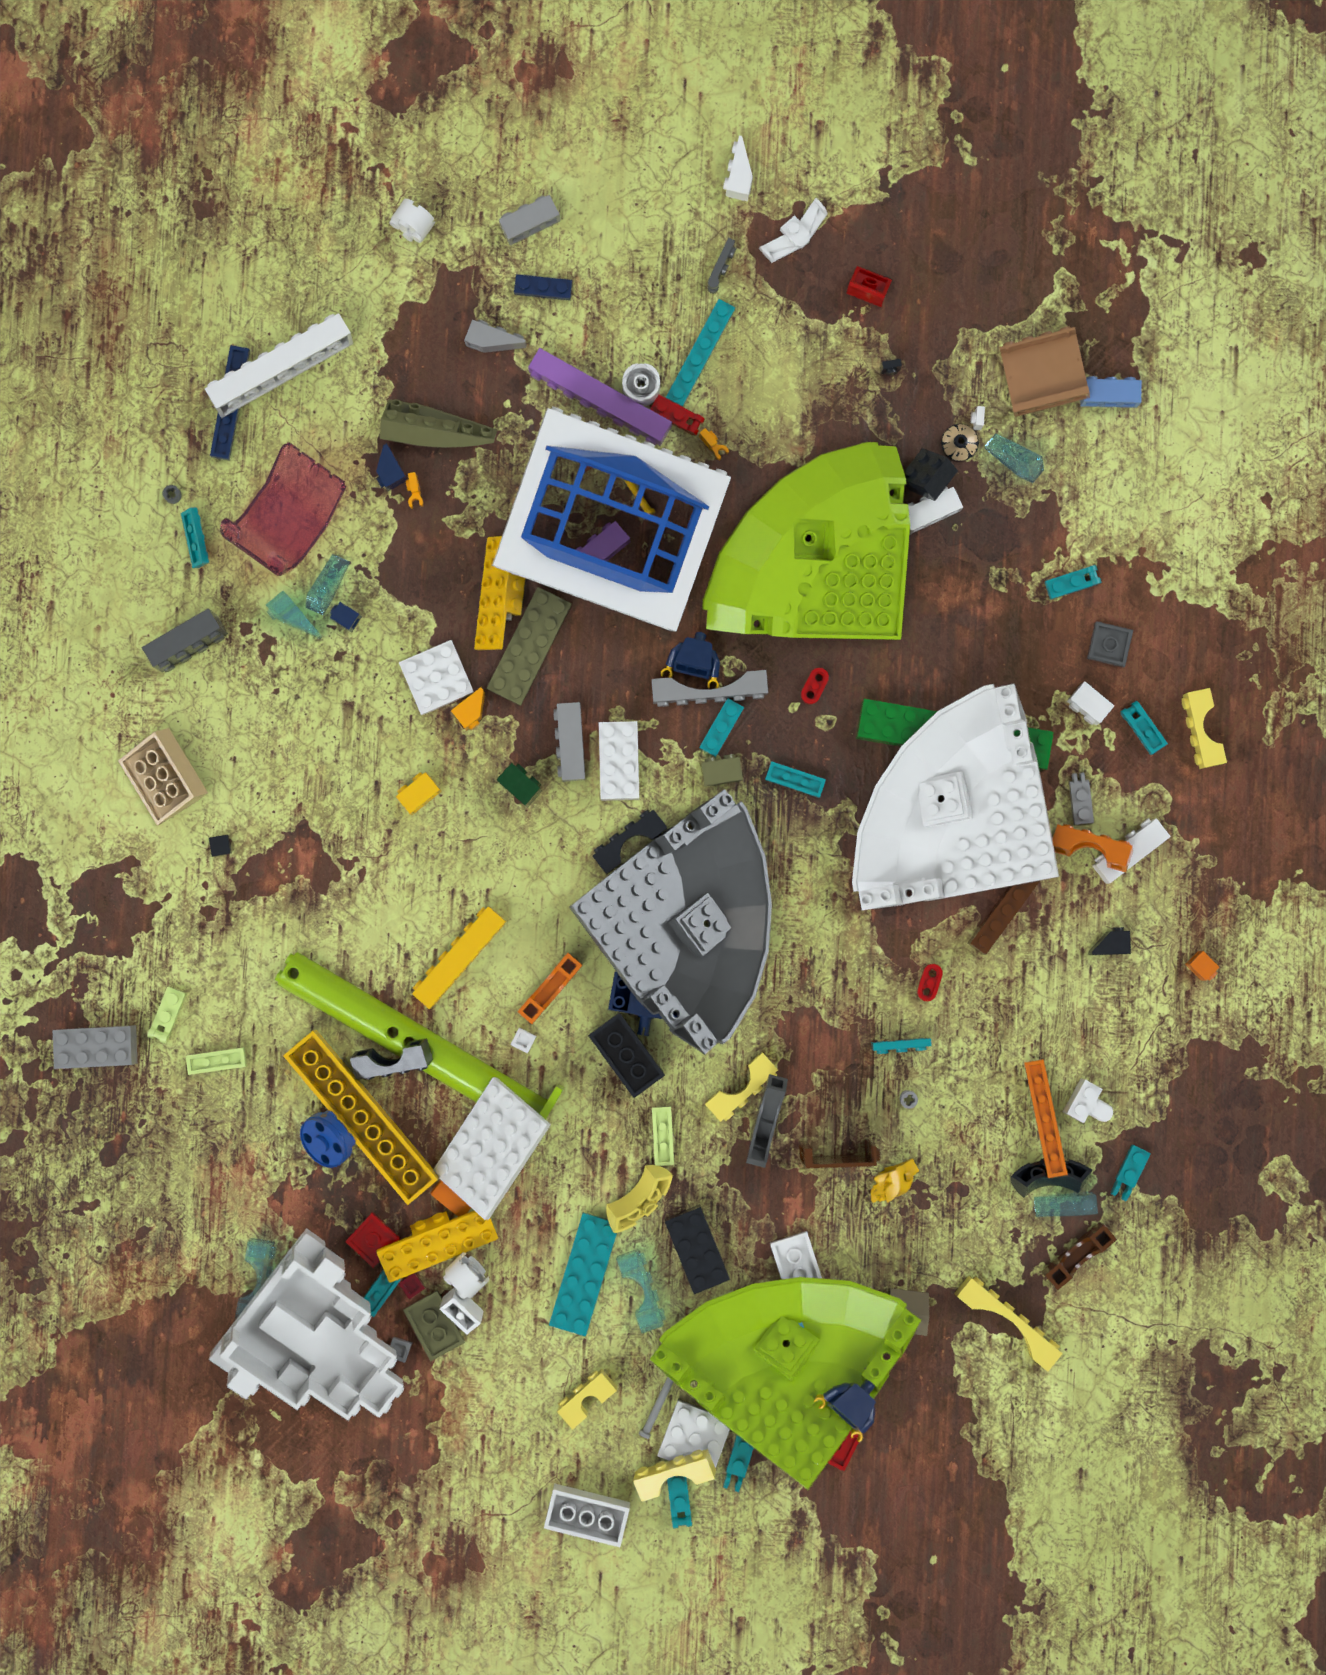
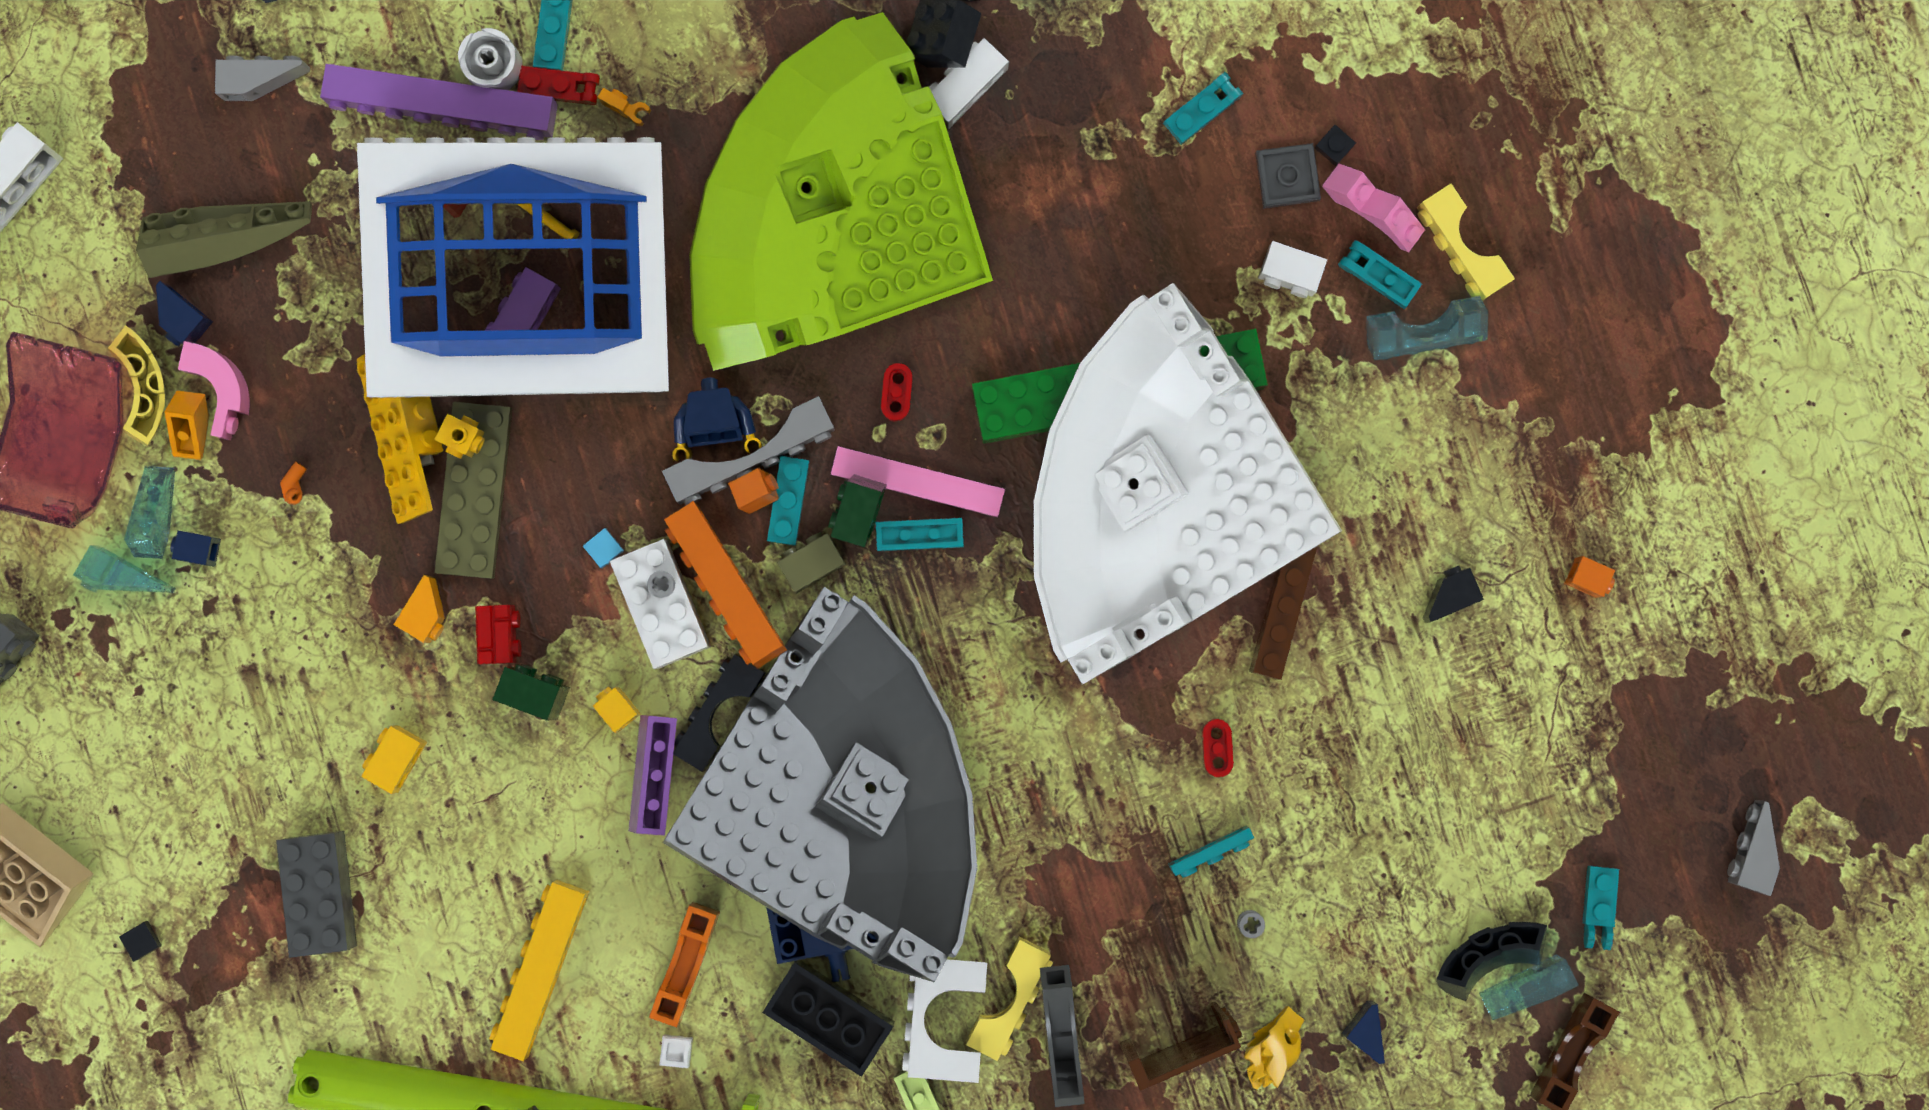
camera: 20 degrees left, 0 degrees up
(340, 857) = (316, 894): none -> dark grey brick
(354, 504) = (147, 384): none -> light yellow brick
(369, 538) = (187, 424): none -> light orange slope
(404, 524) = (227, 381): none -> bright pink arch
(413, 486) = (222, 326): light orange plate -> none
(418, 600) = (290, 484): none -> orange arm
(436, 677) = (358, 584): white plate -> none
(510, 741) = (497, 634): none -> red brick
(533, 604) = (452, 431): none -> yellow brick
(566, 814) = (615, 708): none -> yellow brick
(570, 741) = (582, 603): light grey brick -> none
(574, 864) = (652, 775): none -> medium lavender brick
(596, 713) = (603, 548): none -> medium azure tile
(624, 754) = (661, 575): none -> light grey bush
(664, 764) = (725, 585): none -> orange brick
(677, 1102) = (925, 1057): none -> white arch
(704, 713) = (754, 490): none -> orange brick
(763, 750) = (857, 511): none -> dark green brick
(806, 746) = (919, 481): none -> bright pink tile
(954, 1193) = (1365, 1031): none -> dark blue slope
(1045, 1119) = (1454, 879): orange plate -> none
(1068, 840) = (1335, 472): orange arch -> none
(1081, 800) = (1331, 409): light grey hinge -> none
(1085, 1102) = (1501, 833): white brick -> none
(1143, 841) = (1428, 454): white brick -> none
(1146, 636) = (1335, 145): none -> black plate
(1159, 686) = (1384, 210): none -> bright pink arch
(1182, 778) = (1460, 324): none -> clear light blue arch
(1239, 1180) = (1757, 856): none -> light grey slope

